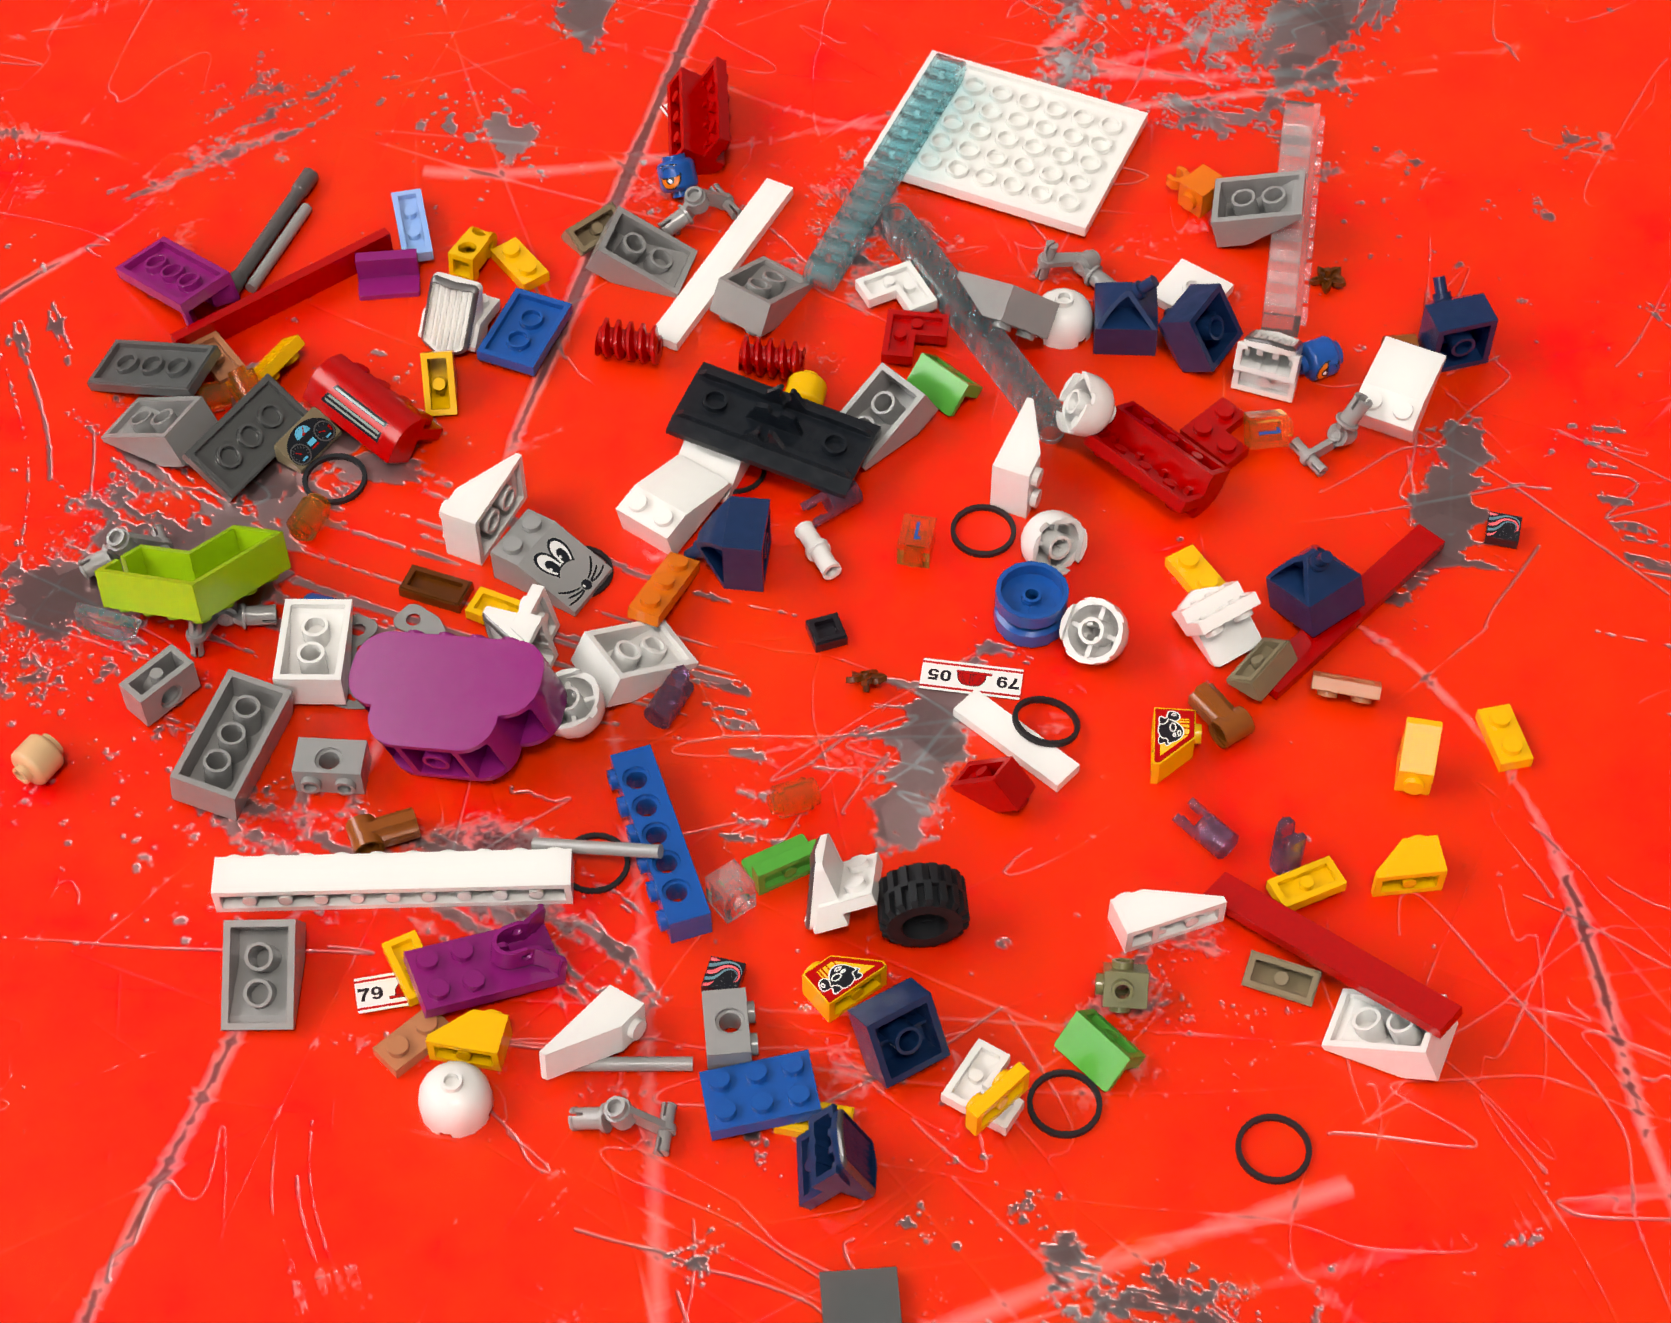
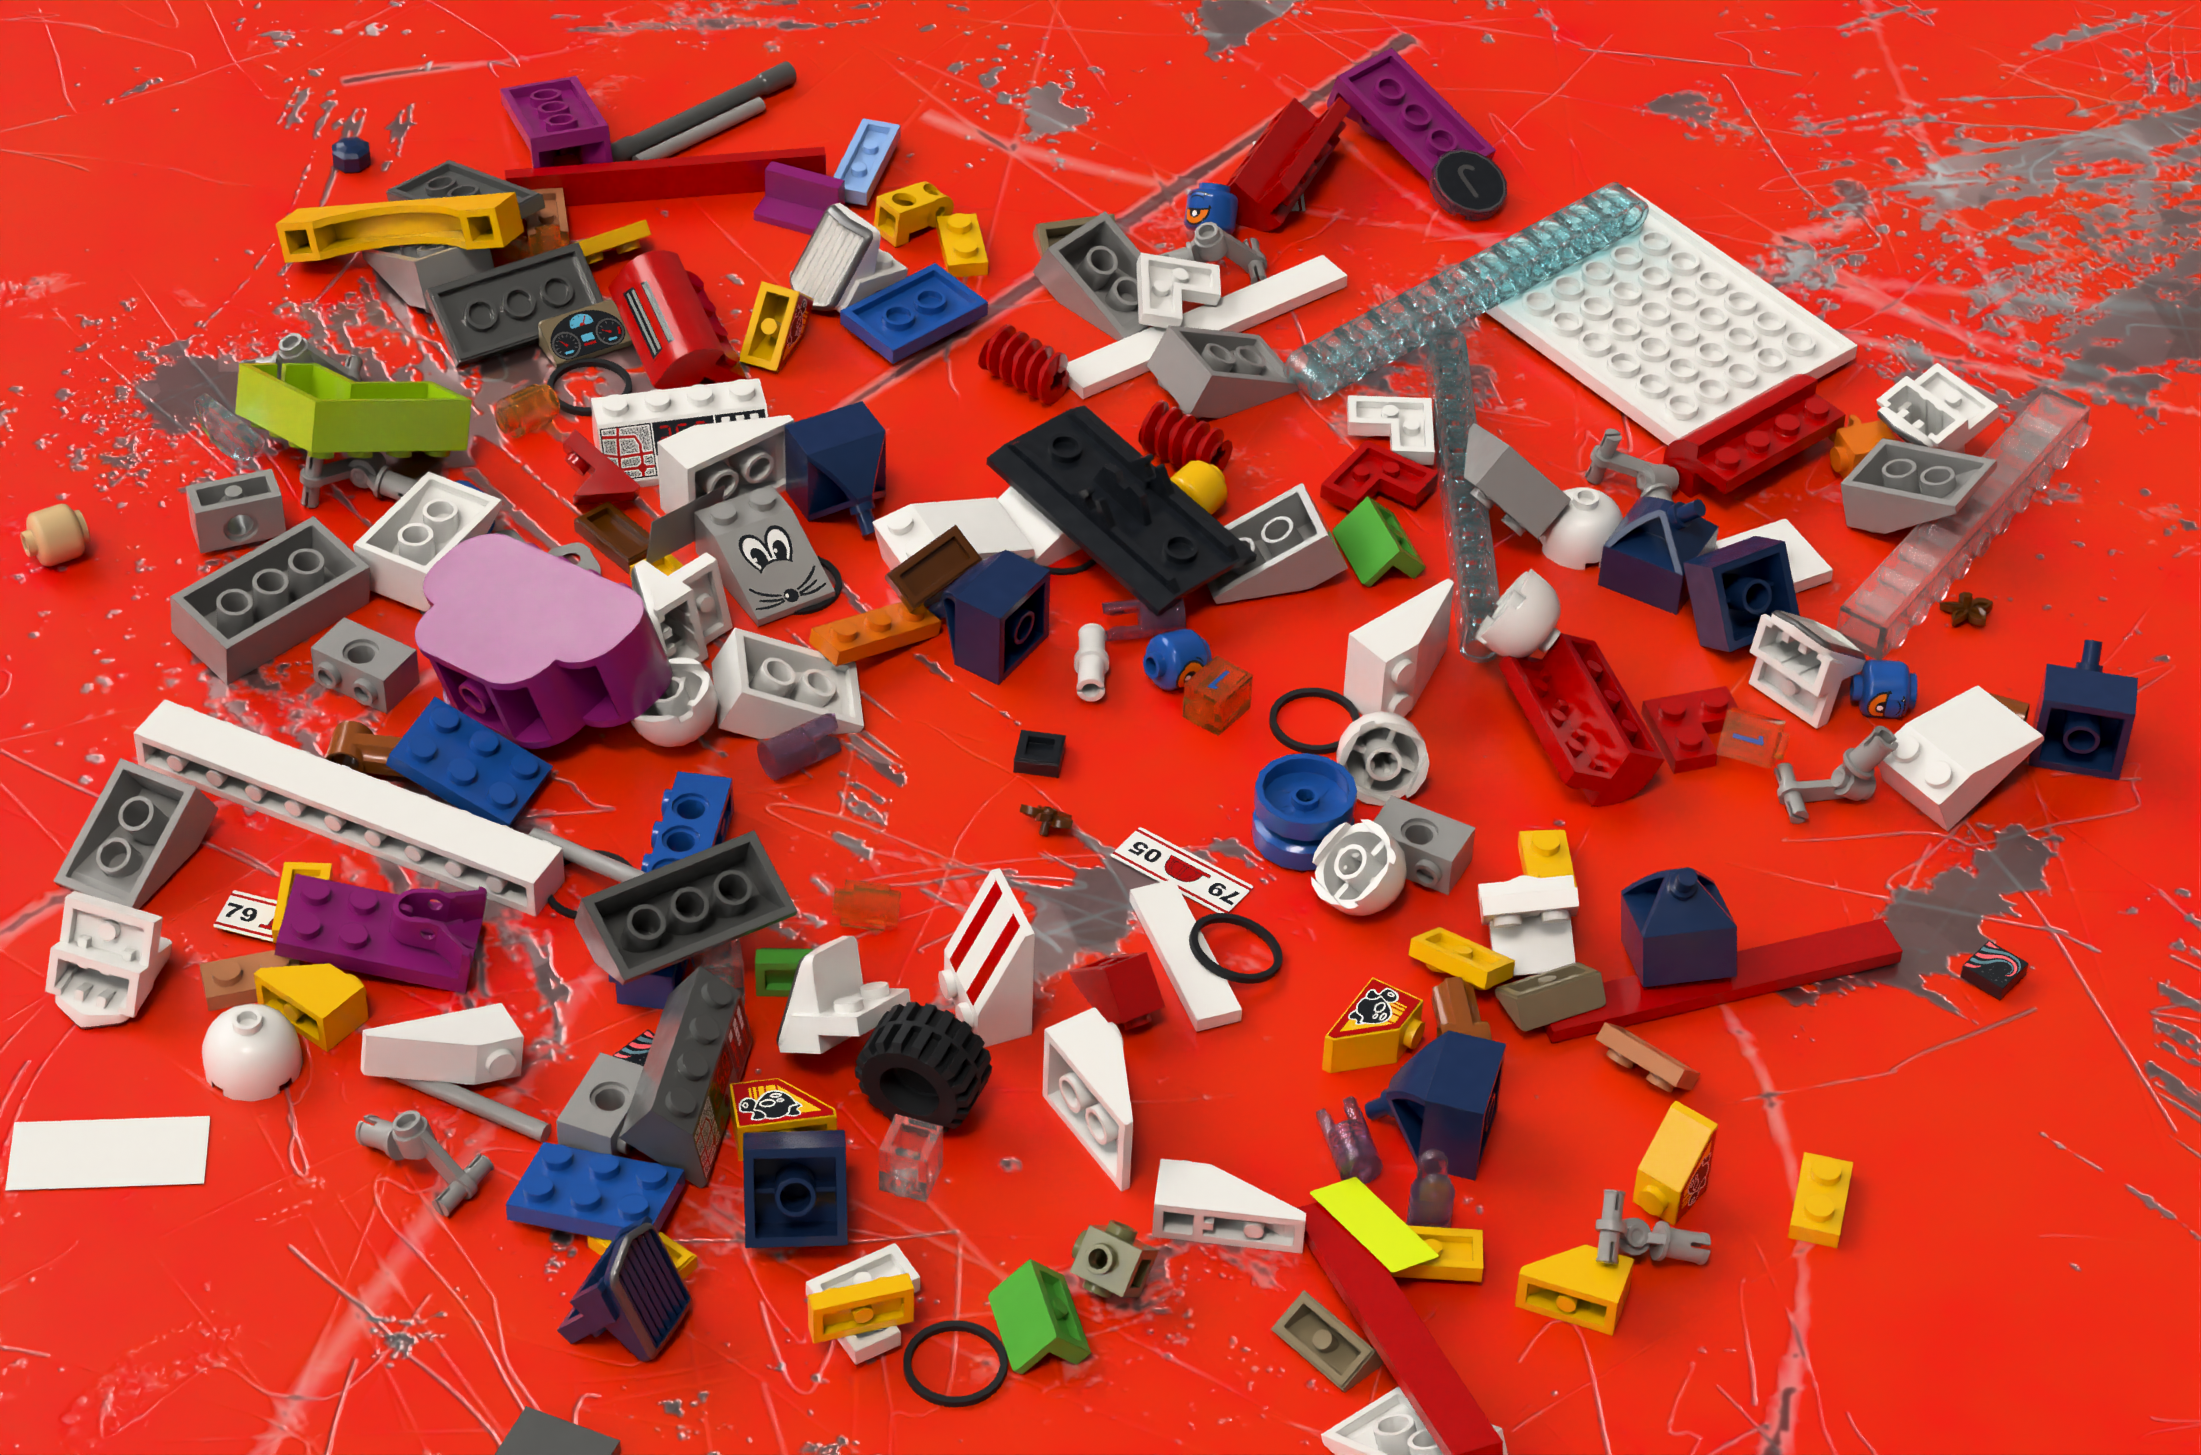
camera: 25 degrees right, 10 degrees down
(39, 362) = (351, 154): none -> dark blue tile
(81, 430) = (453, 221): none -> yellow arch
(312, 1080) = (104, 960): none -> white piece
(402, 1219) = (108, 1153): none -> white sticker
(403, 548) = (606, 478): none -> red slope
(408, 501) = (633, 423): none -> white slope
(459, 812) = (469, 764): none -> blue plate
(486, 566) = (678, 527): none -> light grey sticker
(561, 474) = (837, 464): none -> dark blue piece
(682, 528) = (932, 568): none -> reddish brown tile
(688, 242) = (1167, 282): none -> white plate
(700, 865) = (683, 909): none -> dark grey slope
(762, 51) = (1405, 111): none -> magenta plate
(768, 980) = (688, 1076): none -> dark grey slope
(828, 87) = (1468, 184): none -> black tile
(874, 525) = (1175, 658): none -> blue head
(917, 808) = (992, 965): none -> white slope
(951, 973) = (910, 1158): none -> clear brick
(1040, 872) = (1090, 1089): none -> white slope
(1121, 587) = (1433, 844): none -> light grey brick
(1132, 207) = (1753, 437): none -> red brick
(1192, 666) = (1461, 958): none -> yellow plate
(1238, 146) = (1936, 410): none -> white piece
(1257, 776) = (1446, 1099): none -> dark blue piece
(1263, 883) = (1374, 1224): none -> neon yellow sticker
(1420, 818) = (1634, 1236): none -> light grey pin

